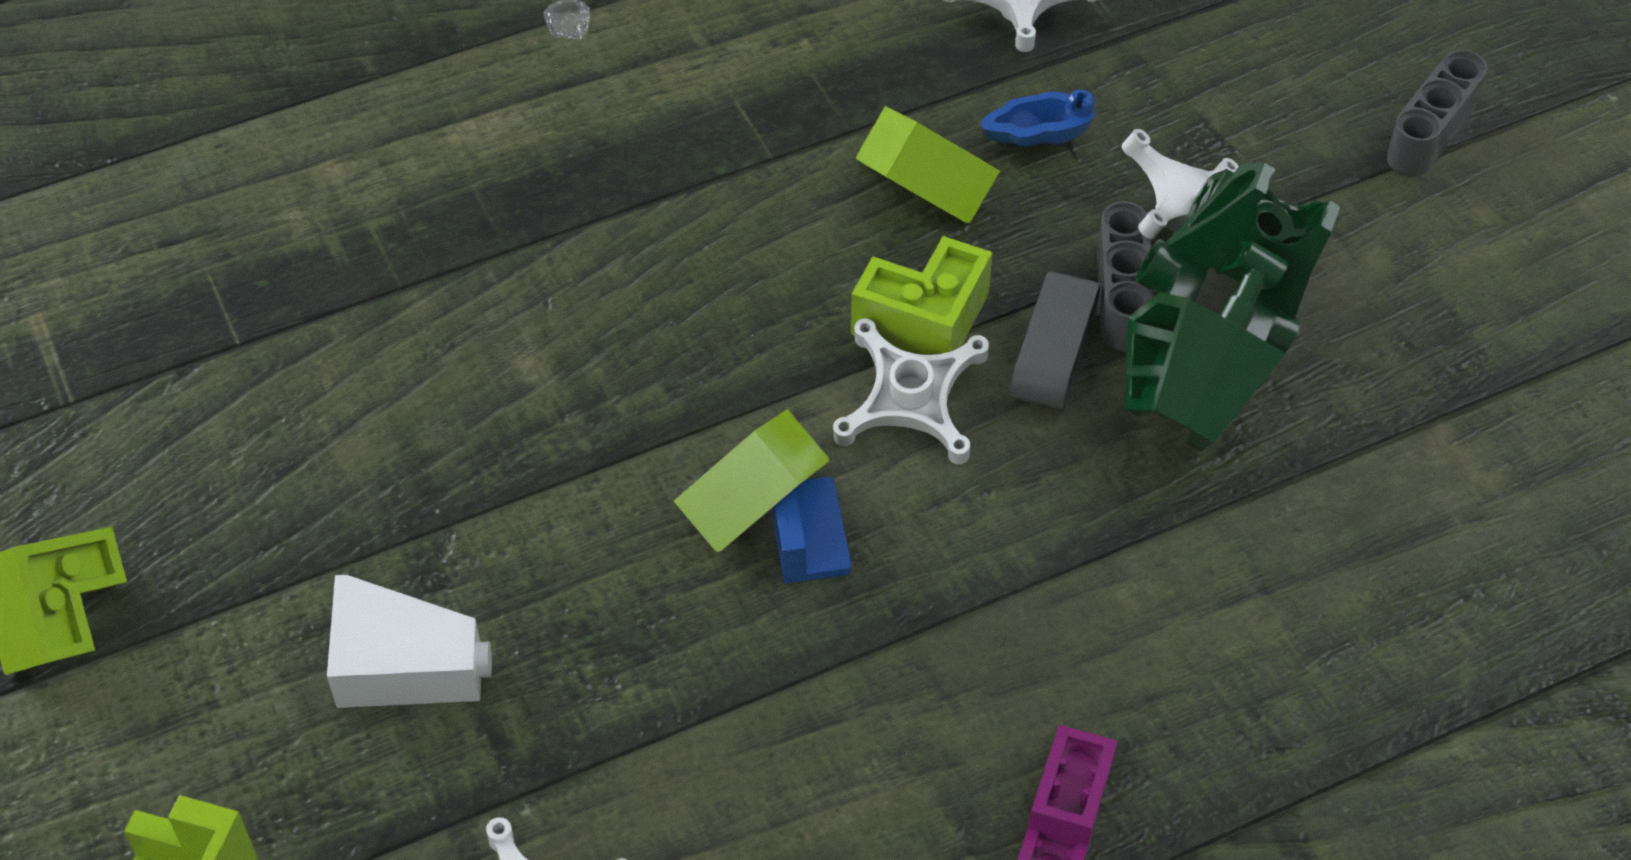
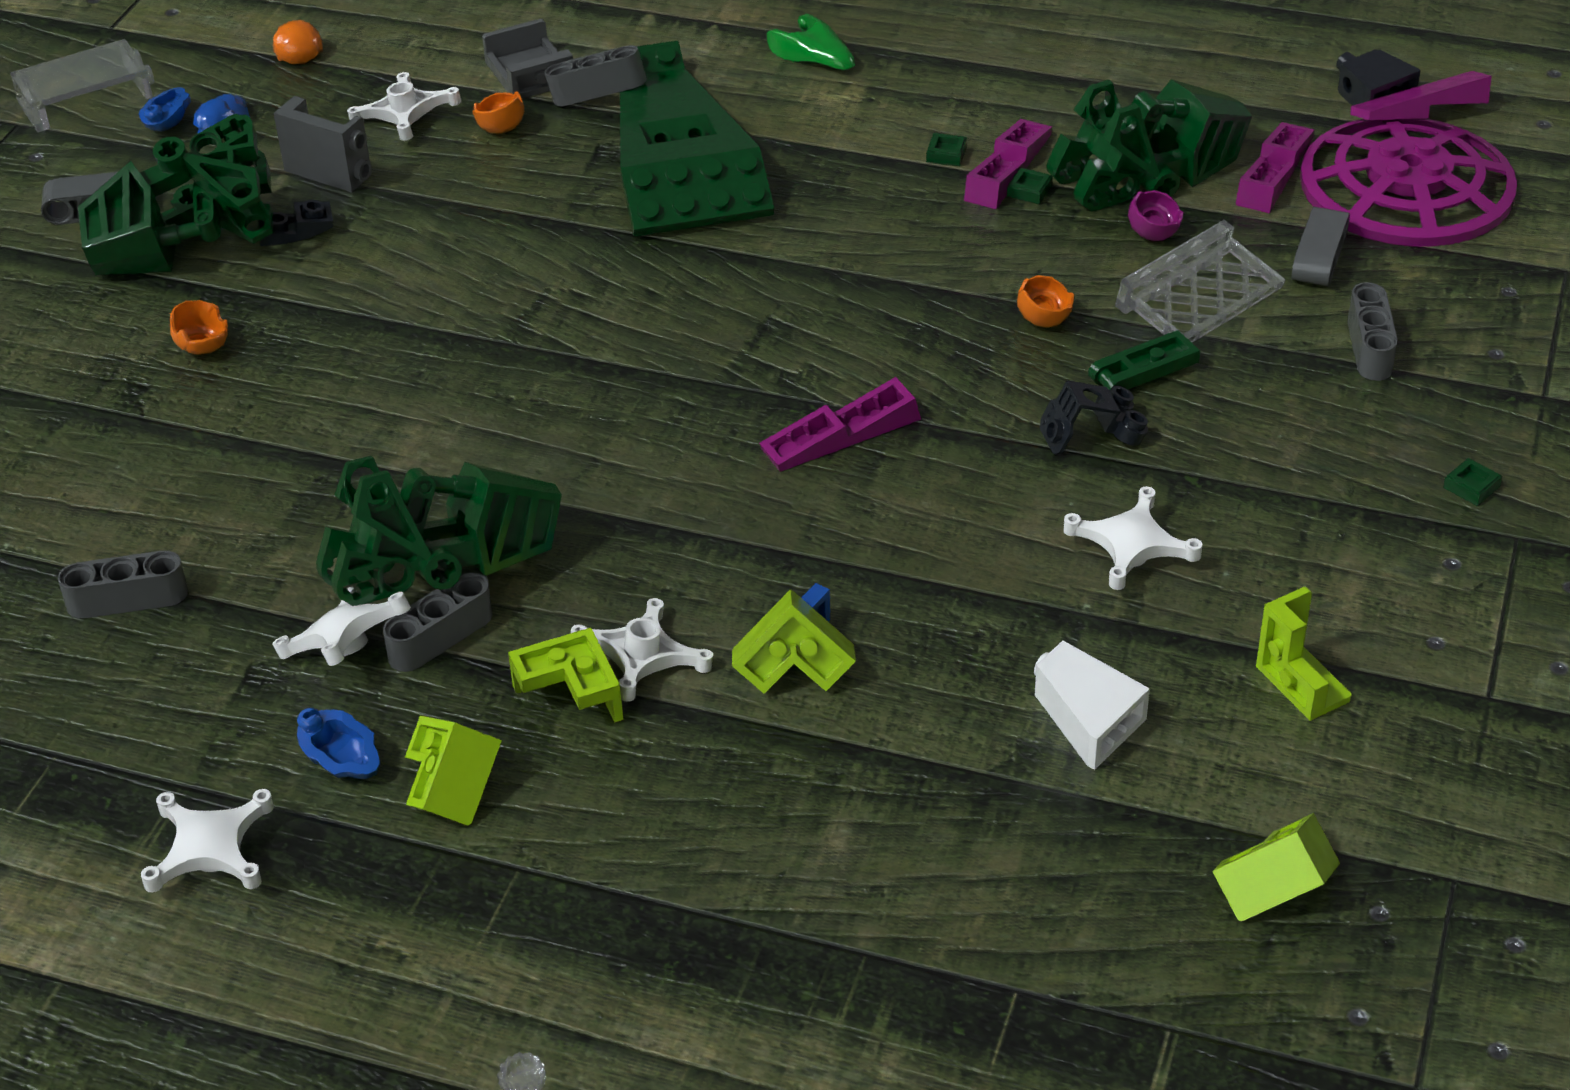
camera: 135 degrees left, 10 degrees down
(1055, 340) = (525, 617): dark grey beam -> none

